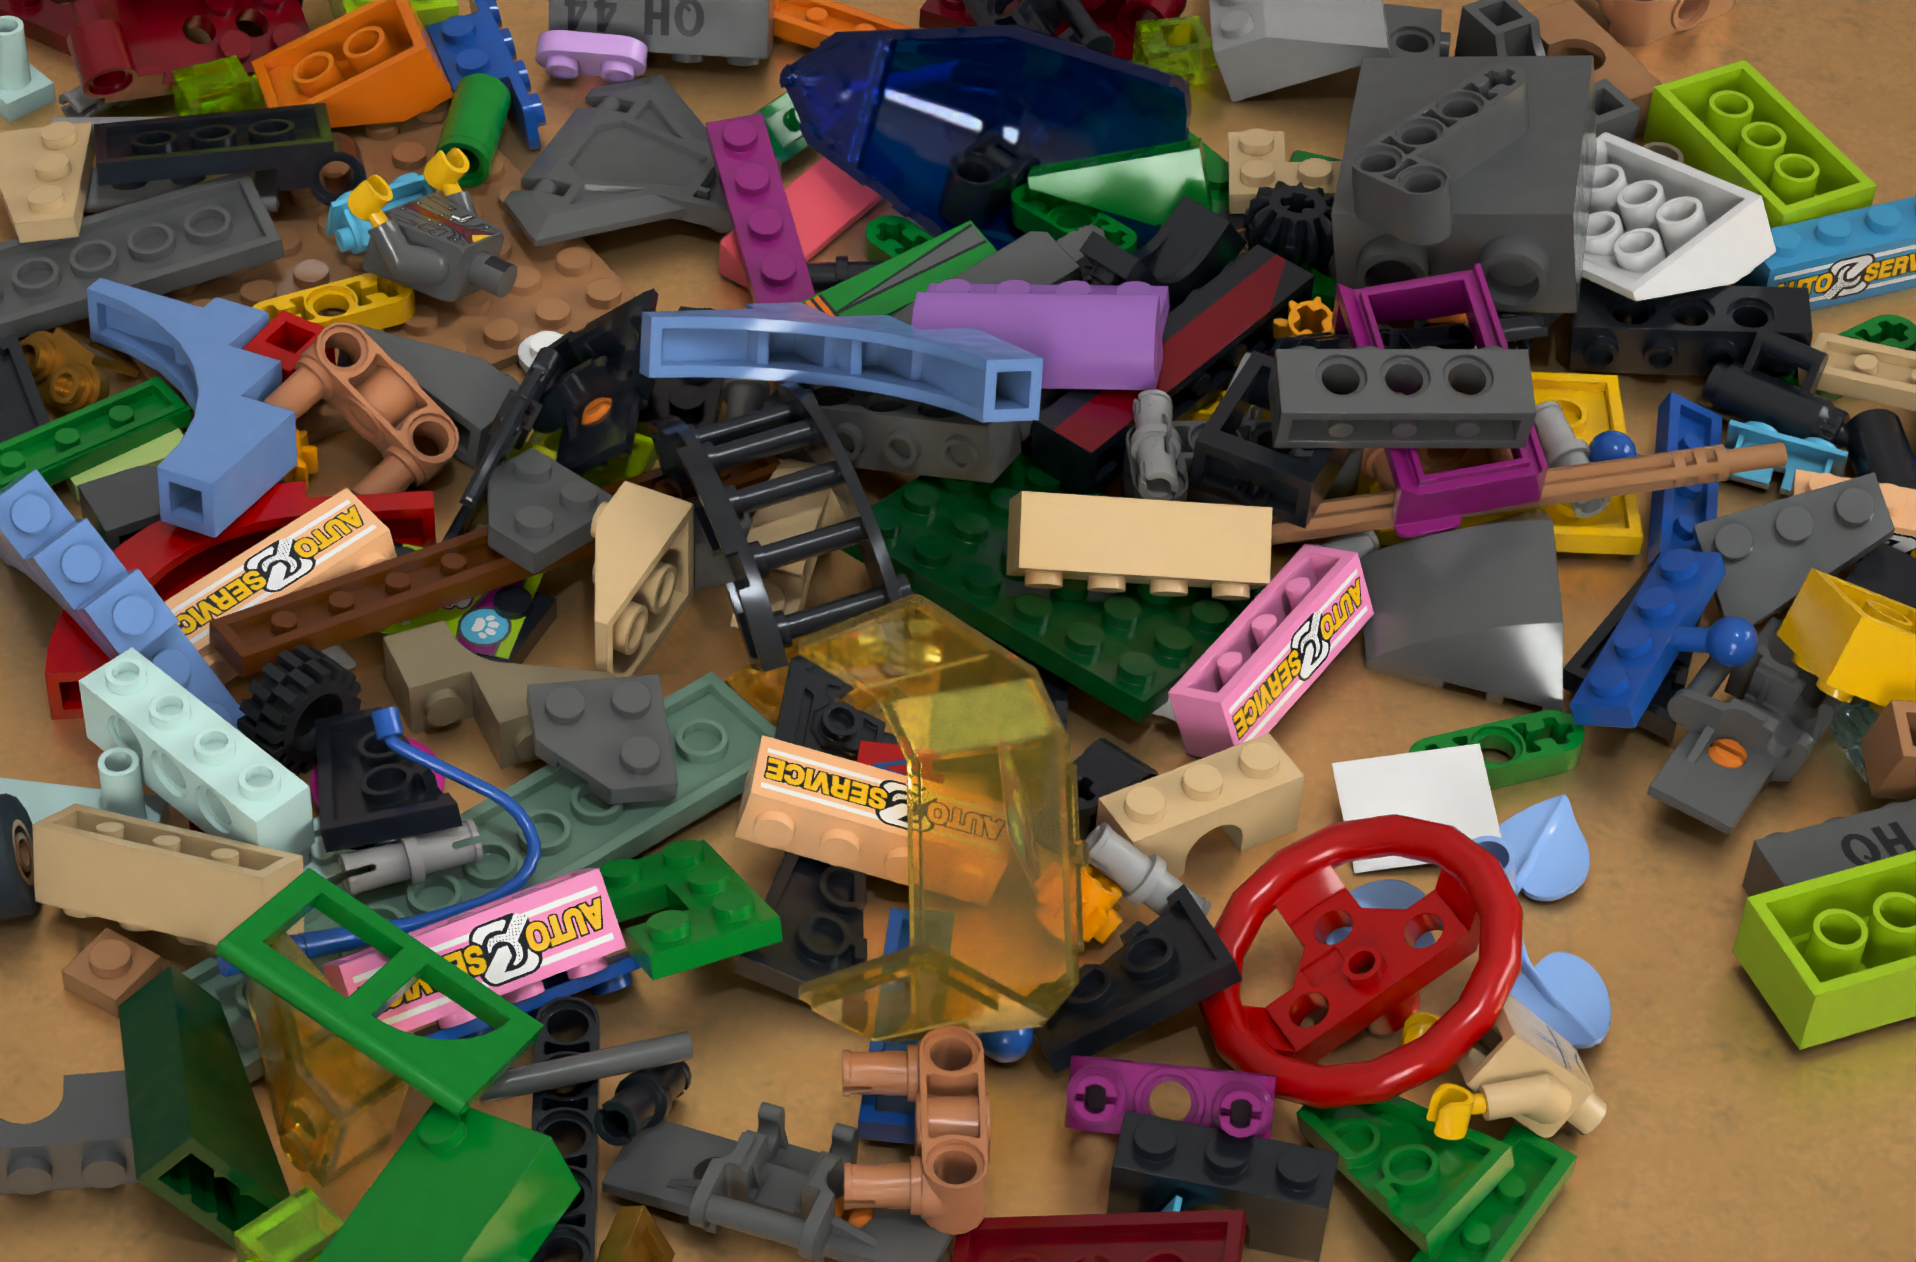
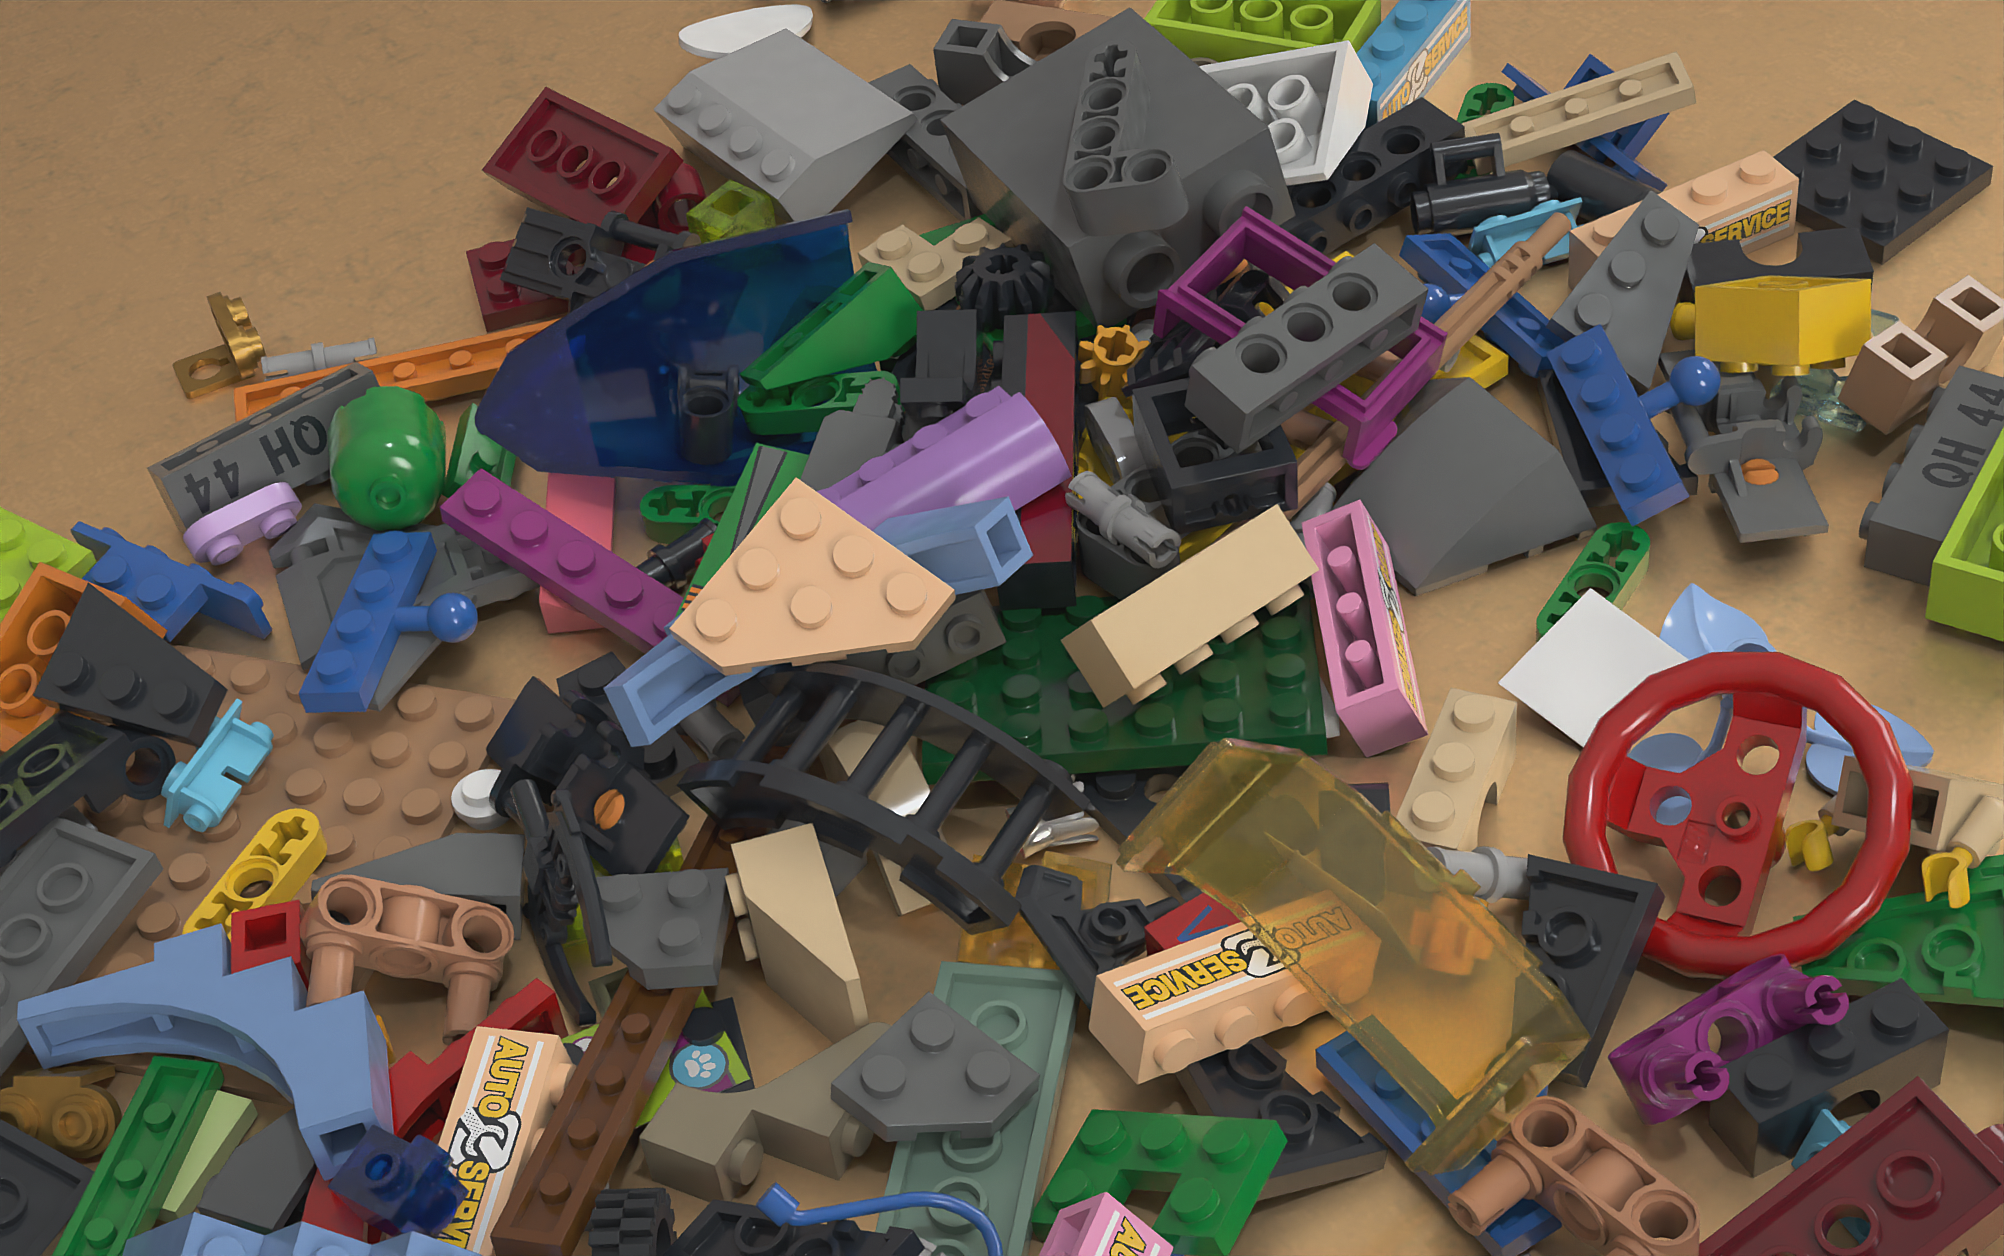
camera: 30 degrees left, 0 degrees up
(191, 553) = (411, 1196): none -> clear blue brick
(378, 102) = (128, 675): none -> black wing
(433, 240) = (297, 761): dark grey torso -> none
(476, 124) = (215, 642): green pin -> none
(595, 175) = (372, 618): none -> blue plate
(719, 66) = (387, 458): none -> green cylinder
(842, 336) = (810, 592): none -> light nougat plate

